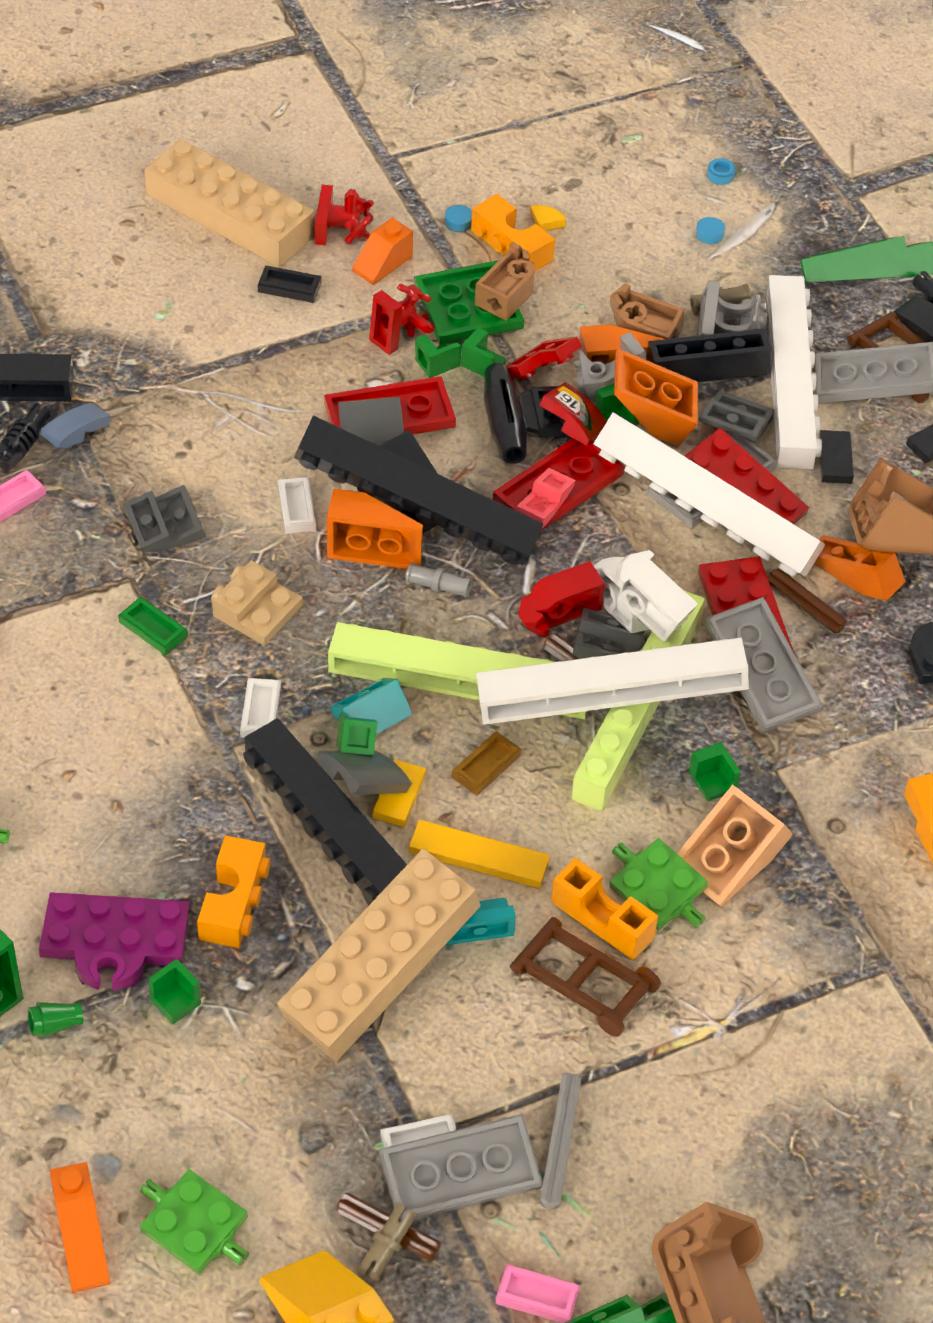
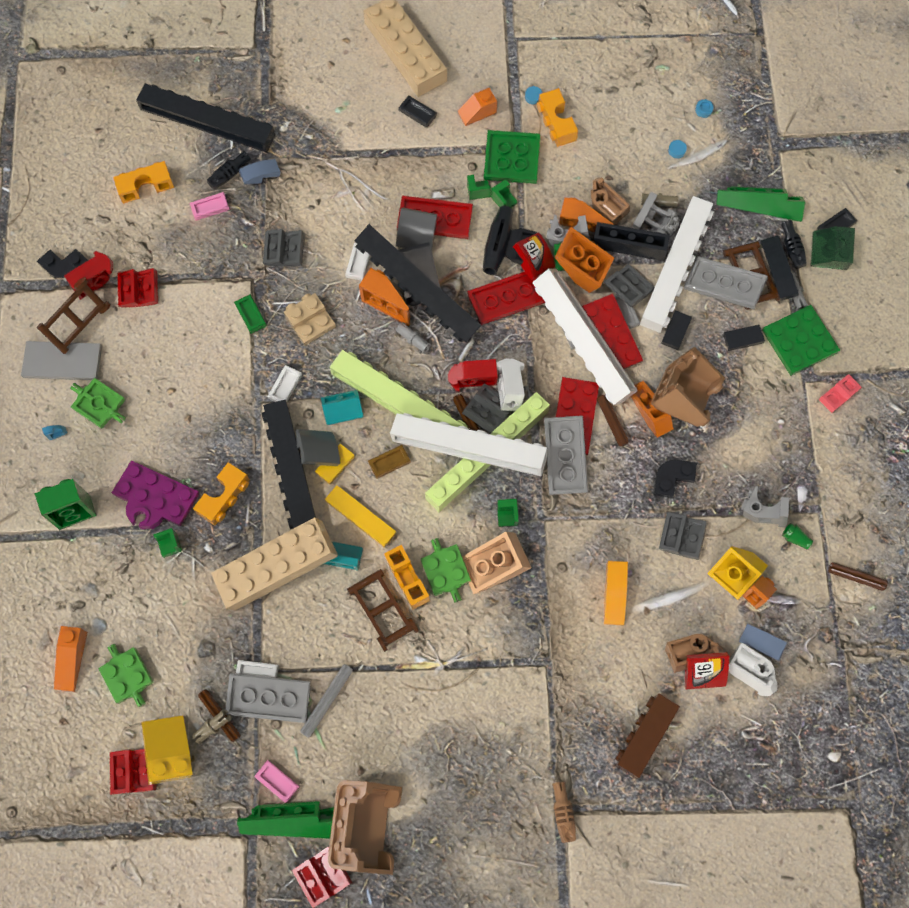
camera: 25 degrees right, 20 degrees up
(53, 1017) = (103, 534): green cone -> none
(342, 216) = (465, 74): red piece -> none
(356, 735) = (321, 425): green panel -> none
(390, 316) = (457, 157): red piece -> none
(506, 283) = (535, 154): medium nougat piece -> none
(542, 355) = (541, 208): red plate -> none
(546, 496) = (493, 306): coral slope -> none
(547, 217) = (584, 110): yellow tile -> none
(652, 595) = (512, 399): white piece -> none

